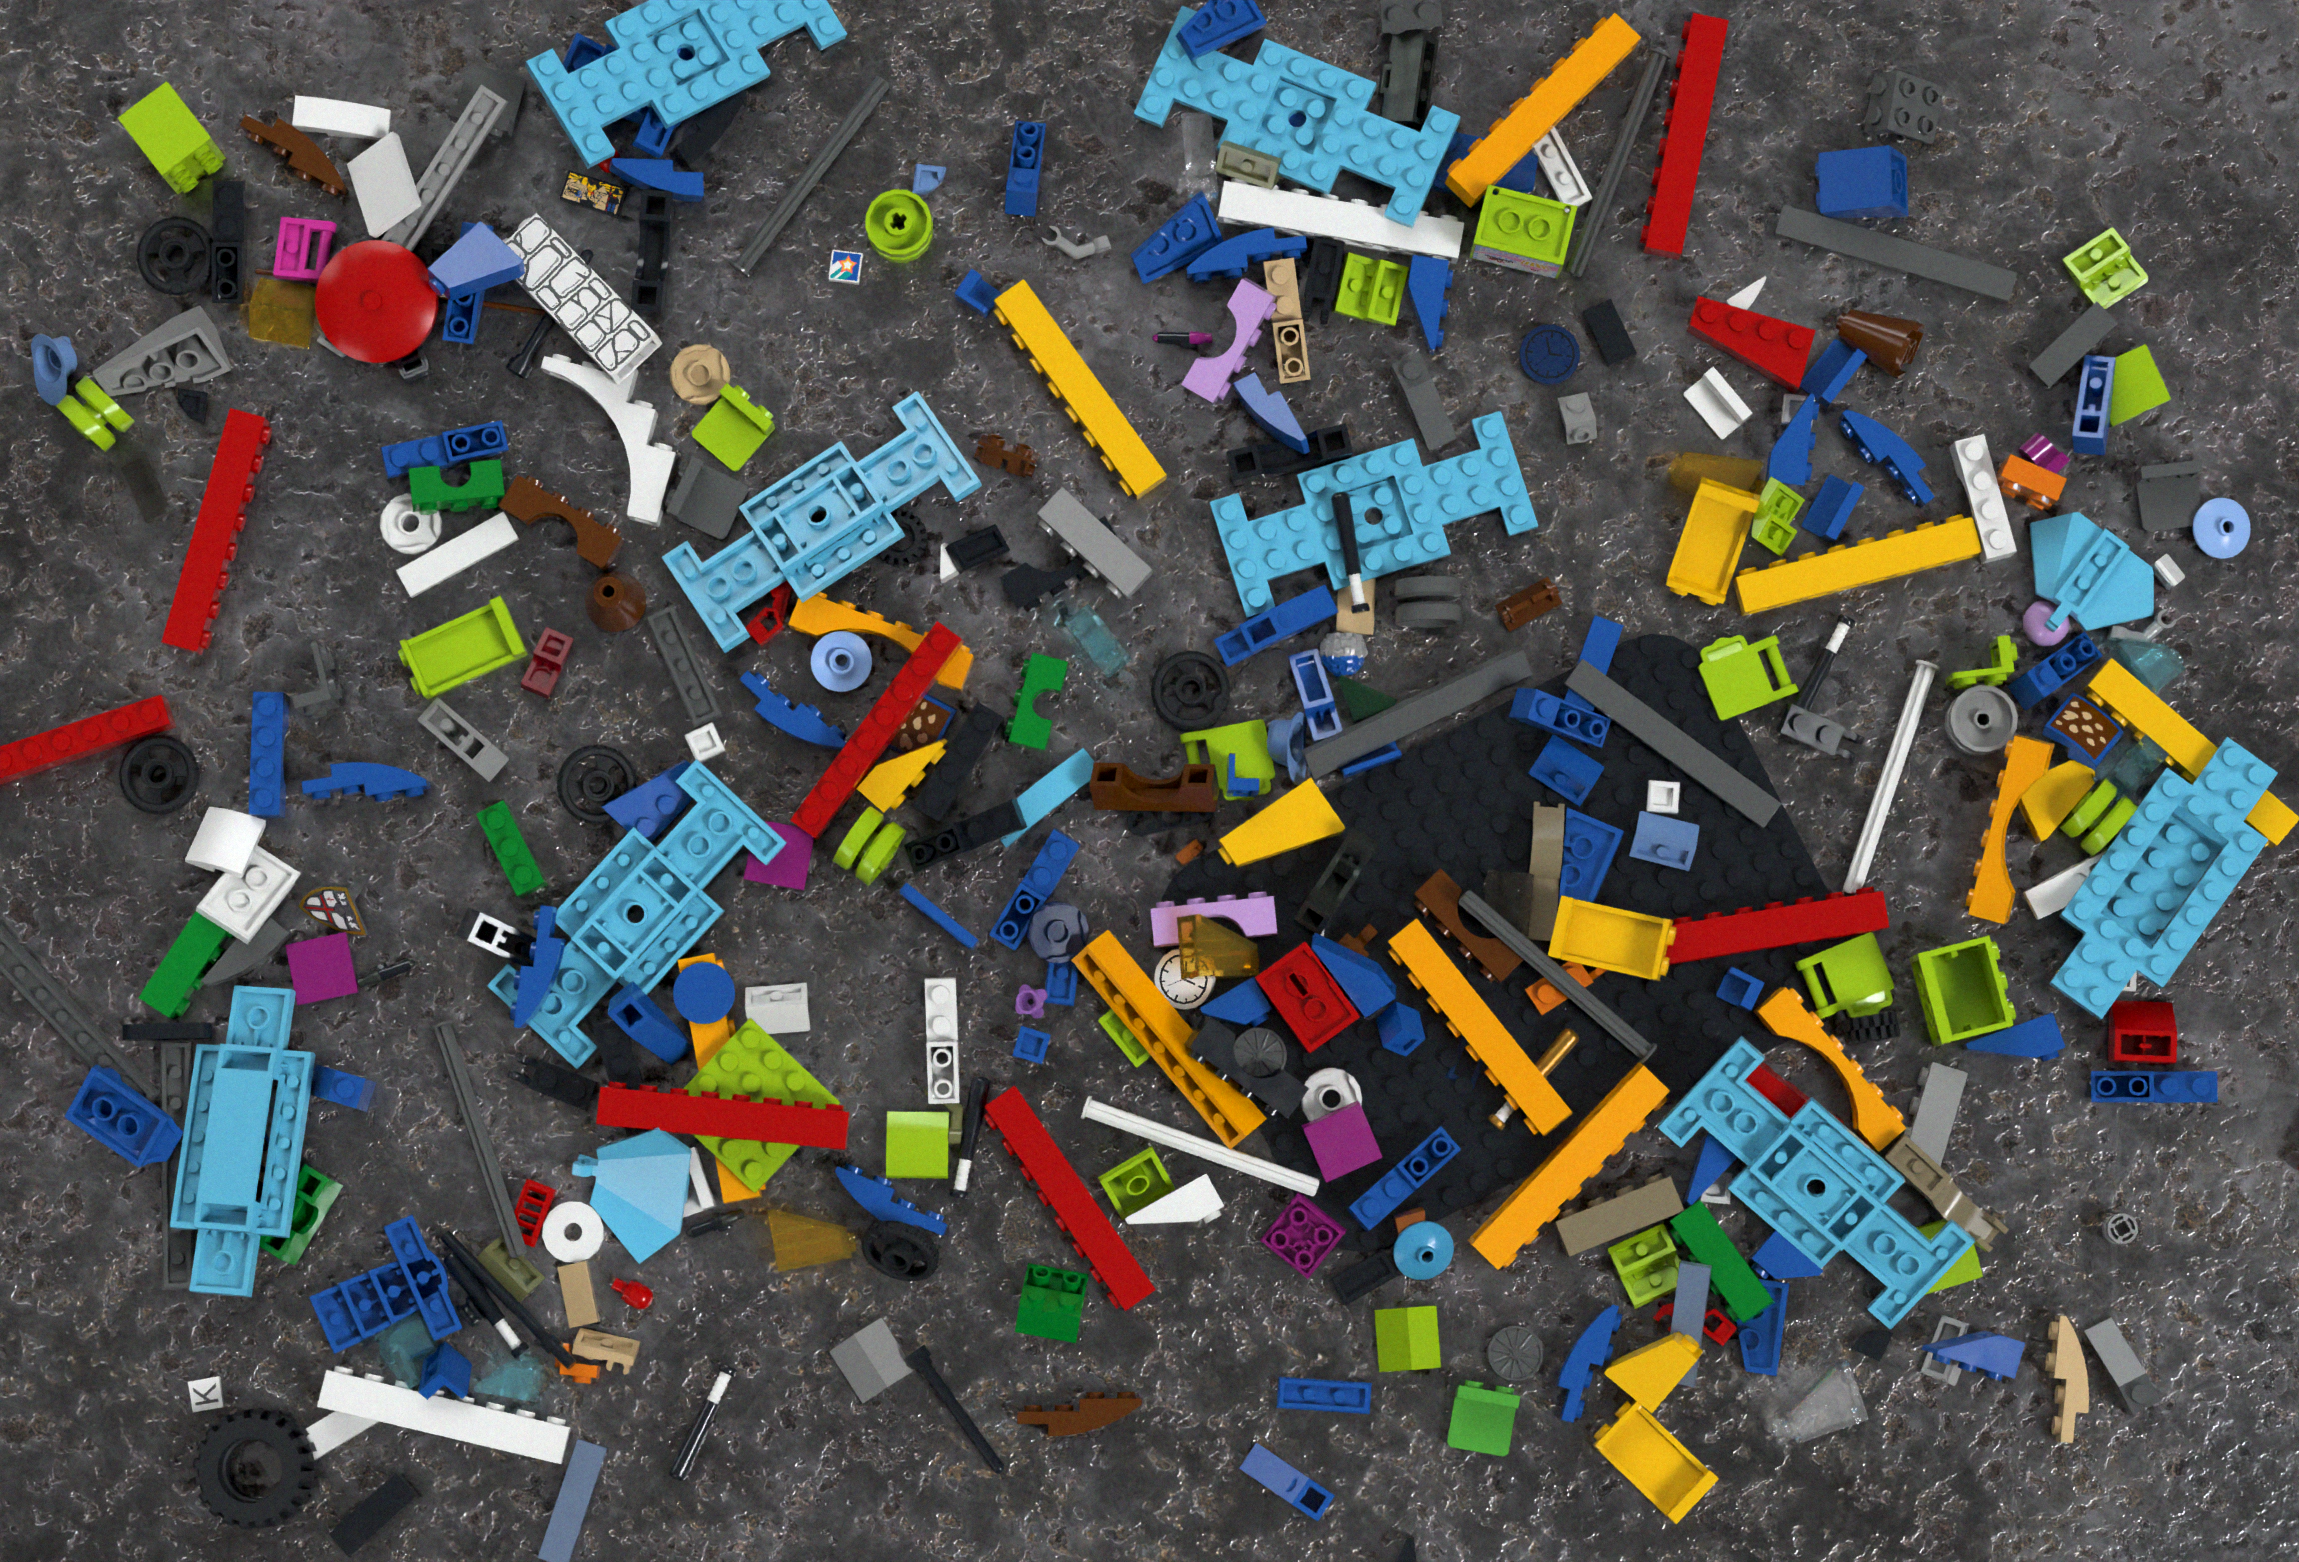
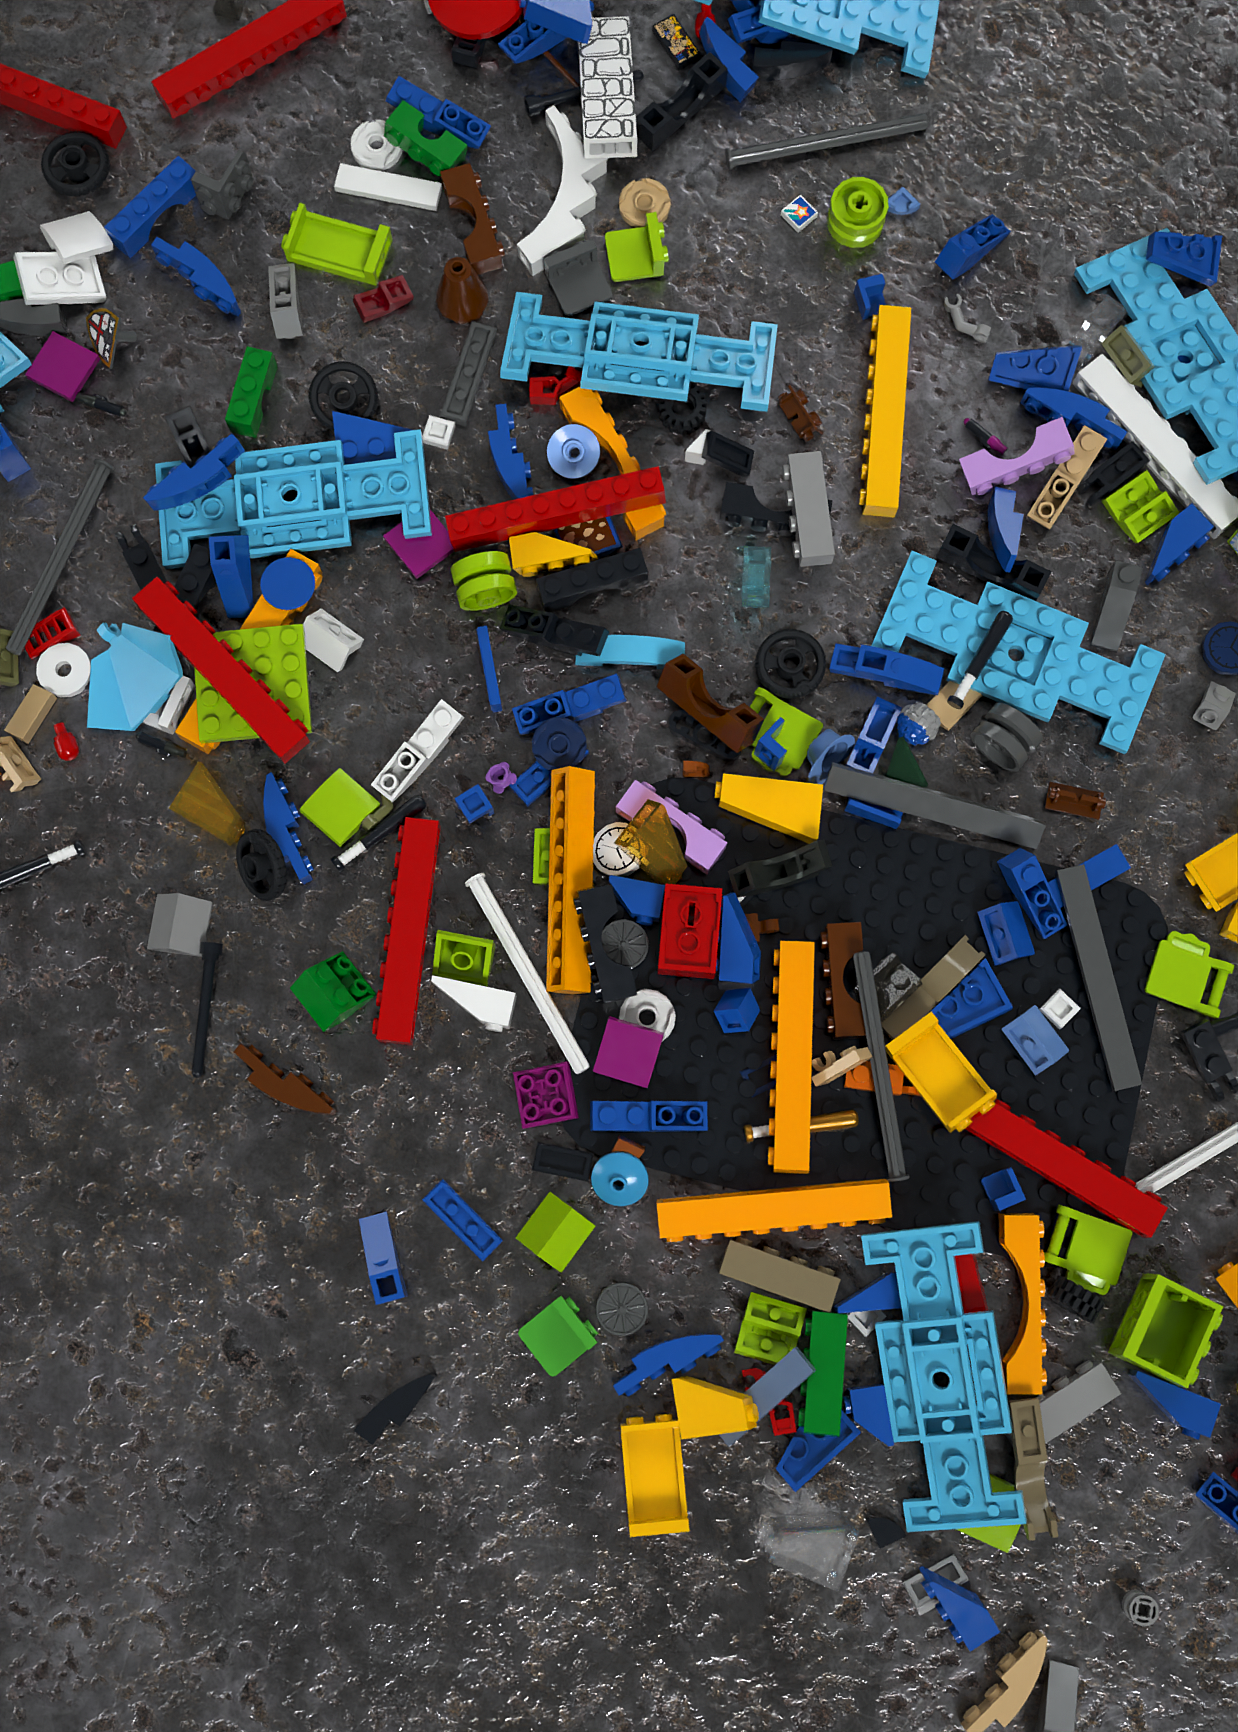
camera: 40 degrees right, 5 degrees down
(1041, 676) = (697, 571): green arch -> none
(1520, 1012) = (833, 1069): none -> tan plate

